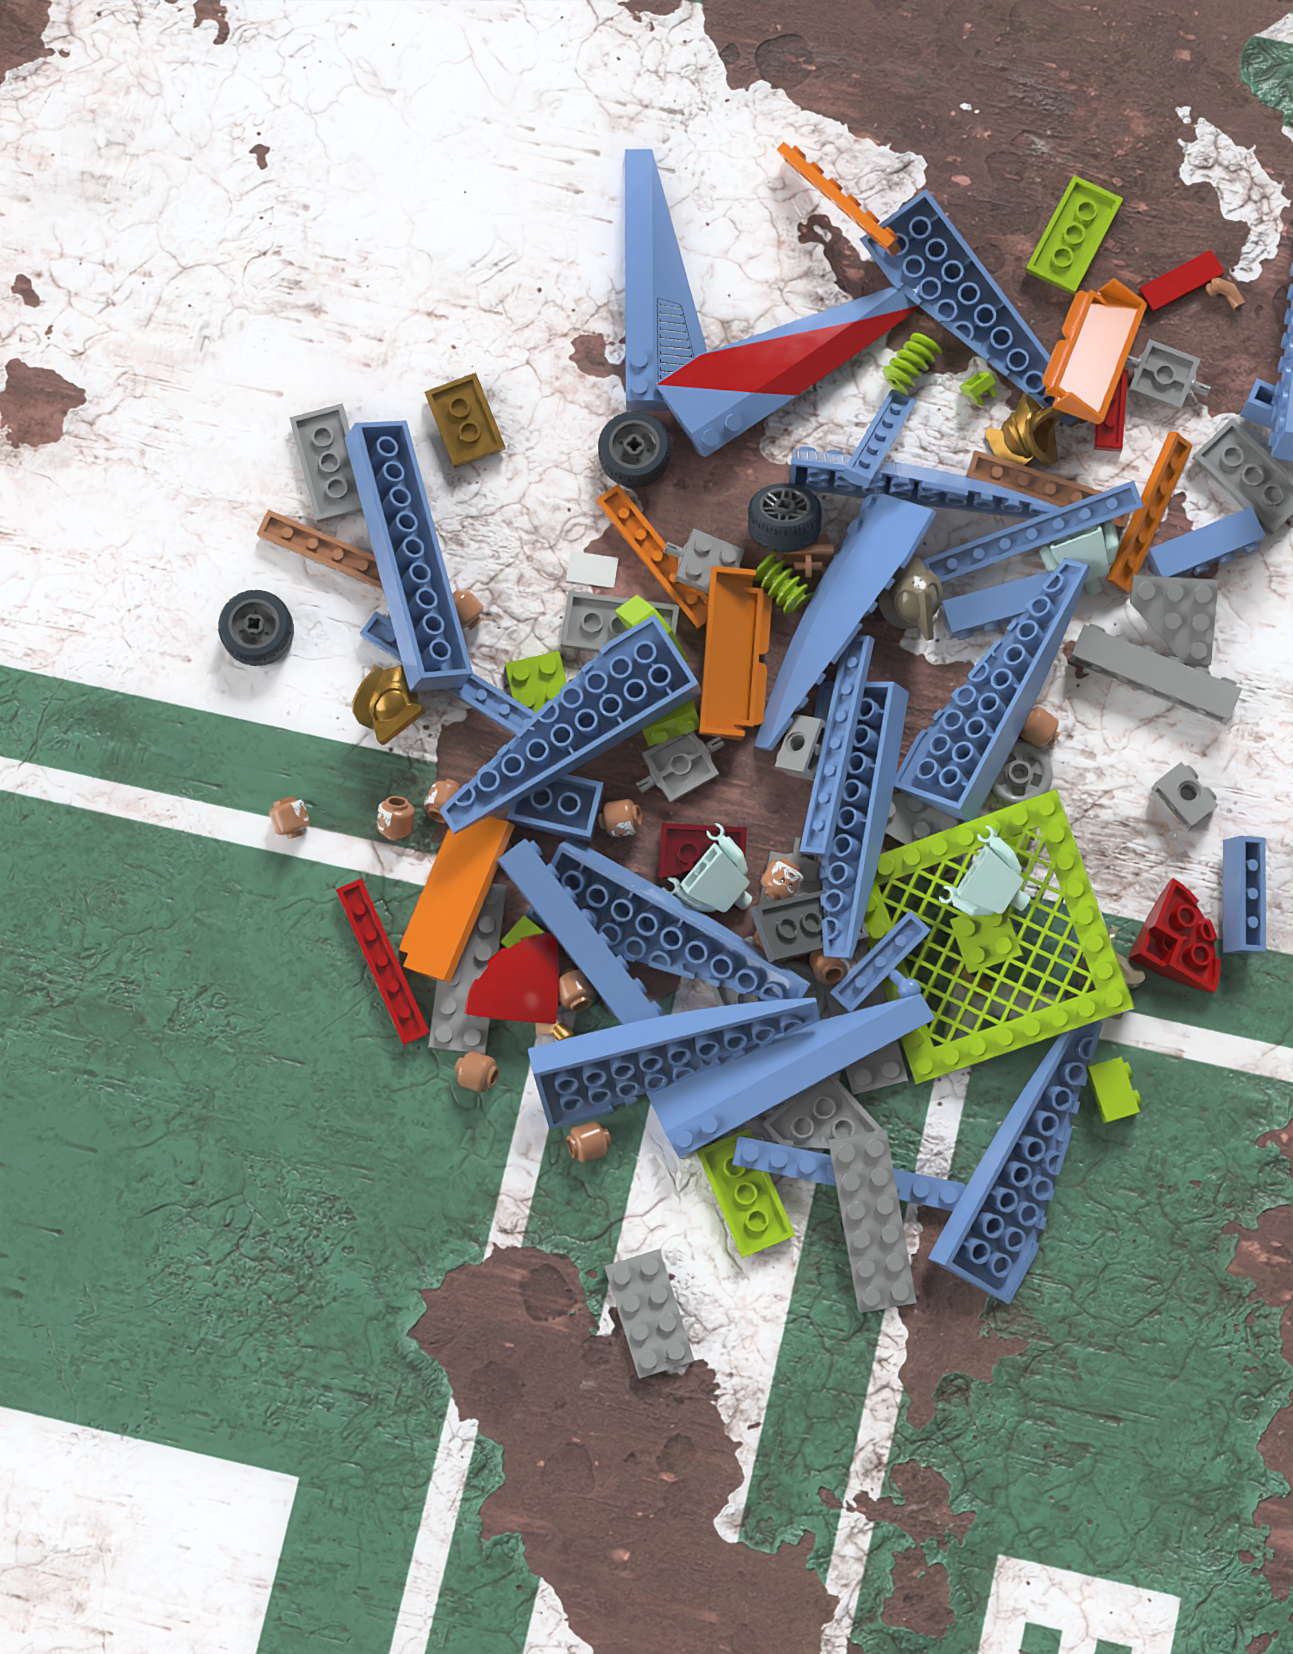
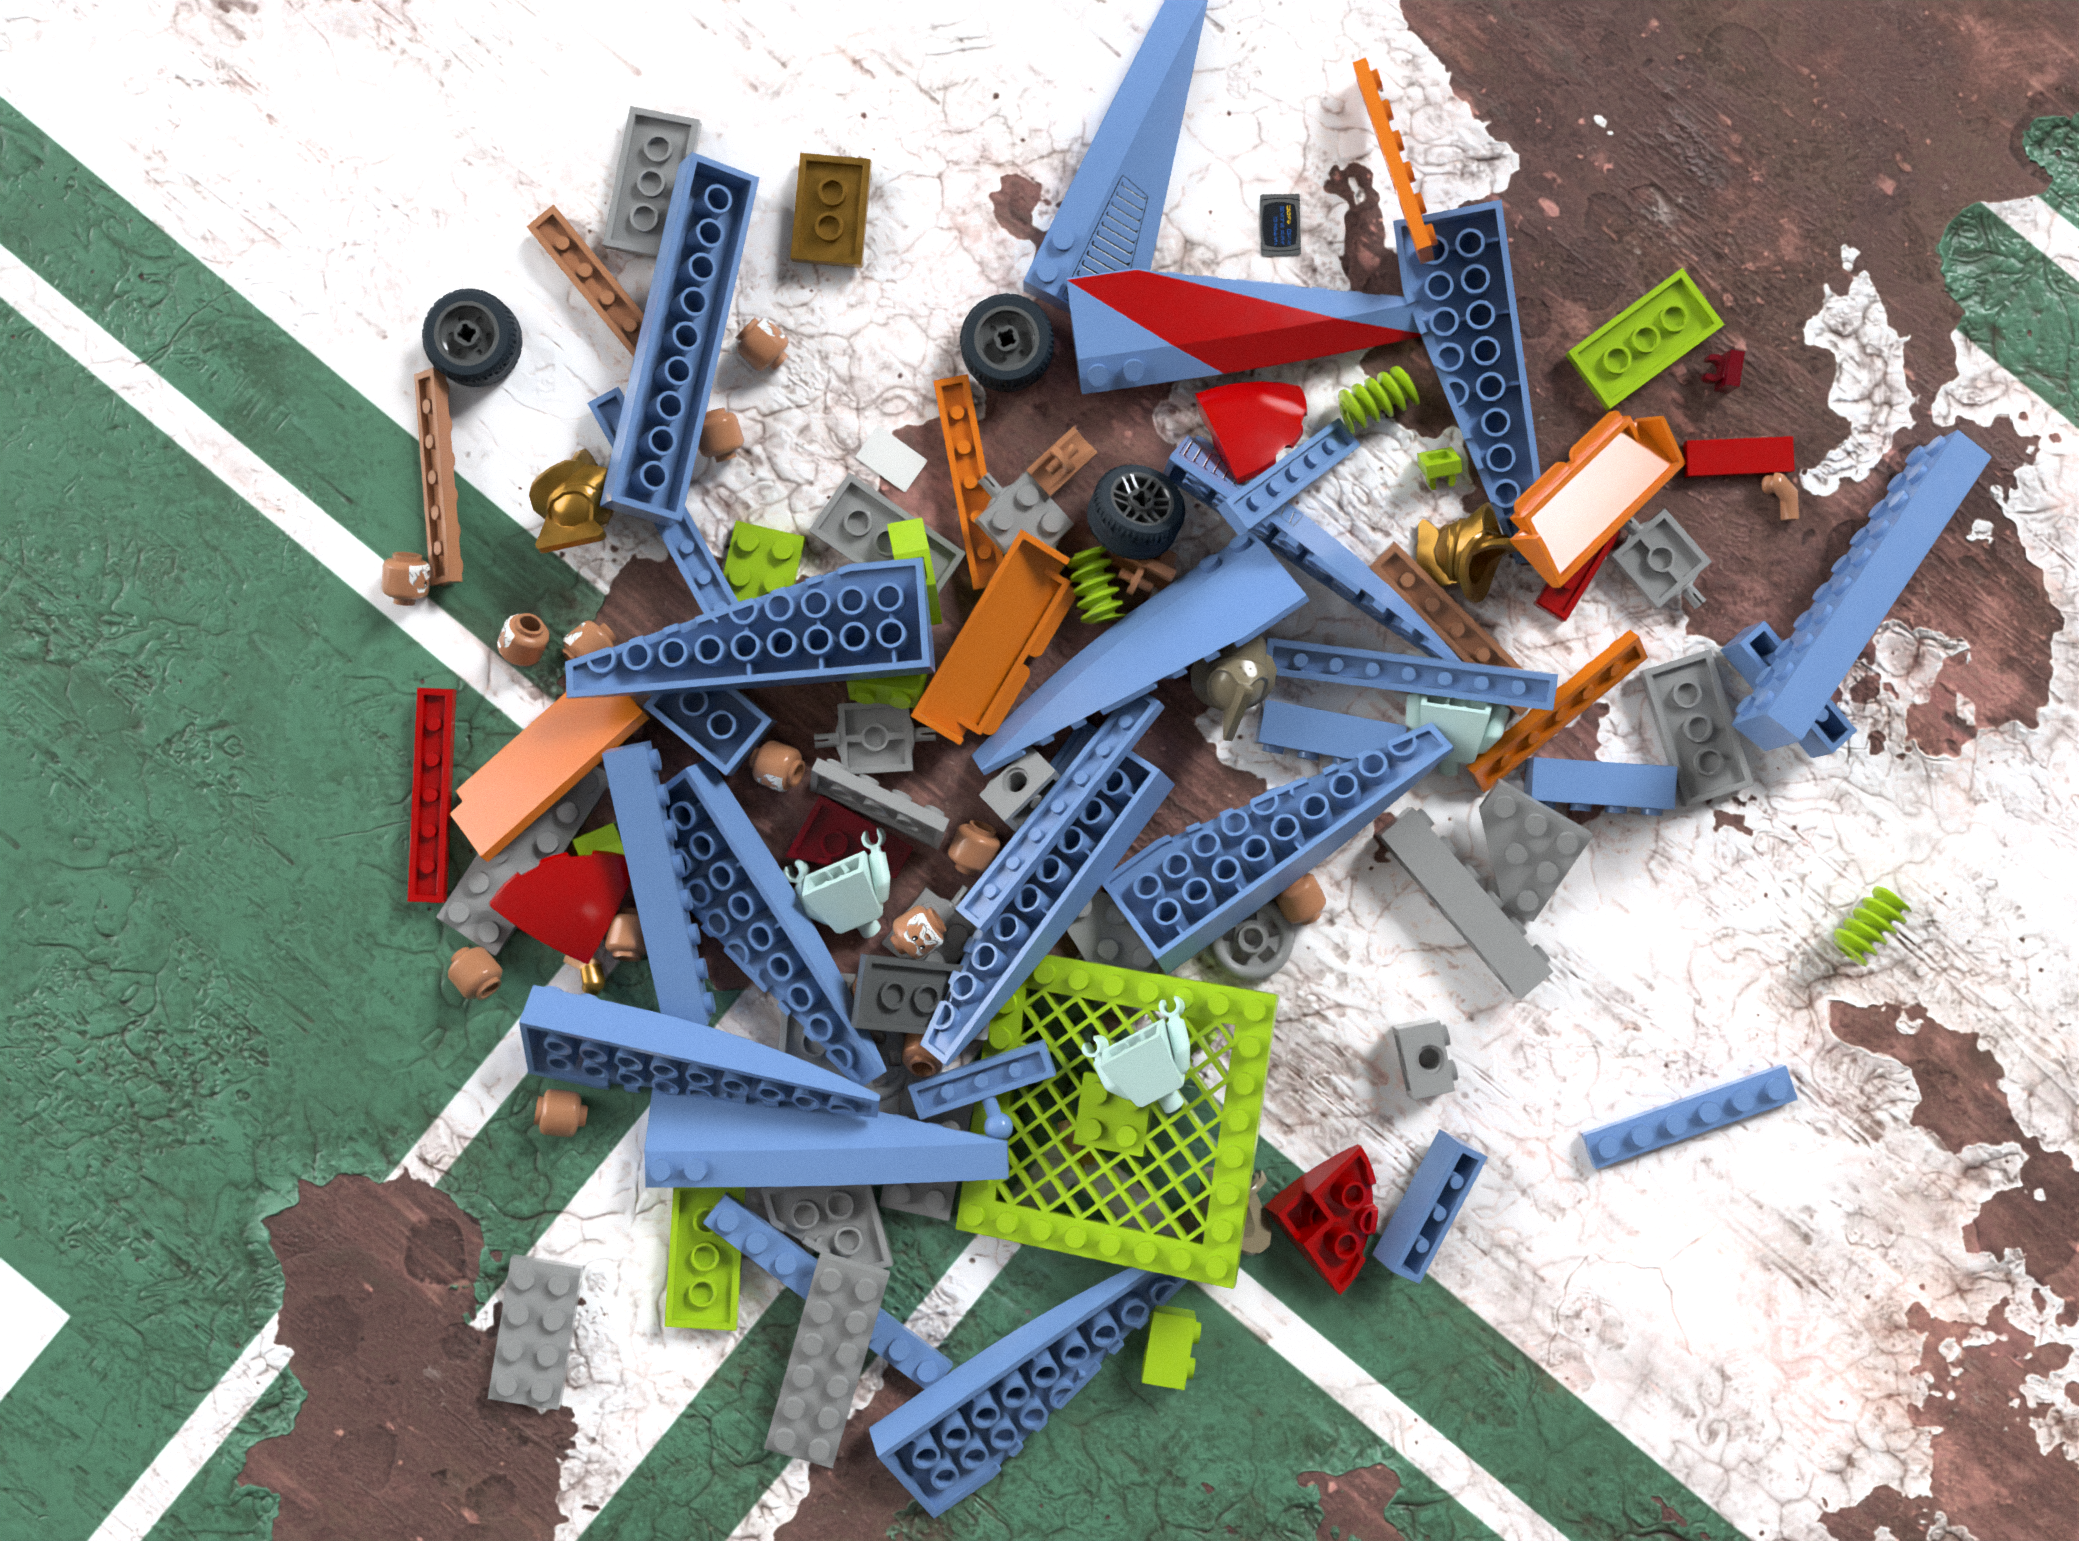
camera: 20 degrees right, 10 degrees up
(278, 736) = (438, 477): none -> nougat plate
(463, 533) = (762, 344): none -> nougat head
(708, 805) = (886, 807): none -> light grey plate
(714, 510) = (1062, 461): none -> nougat hips
(782, 280) = (1280, 224): none -> sticker
(790, 806) = (974, 847): none -> nougat head
(833, 419) = (1252, 423): none -> red brick
(1142, 226) = (1728, 372): none -> dark red tile

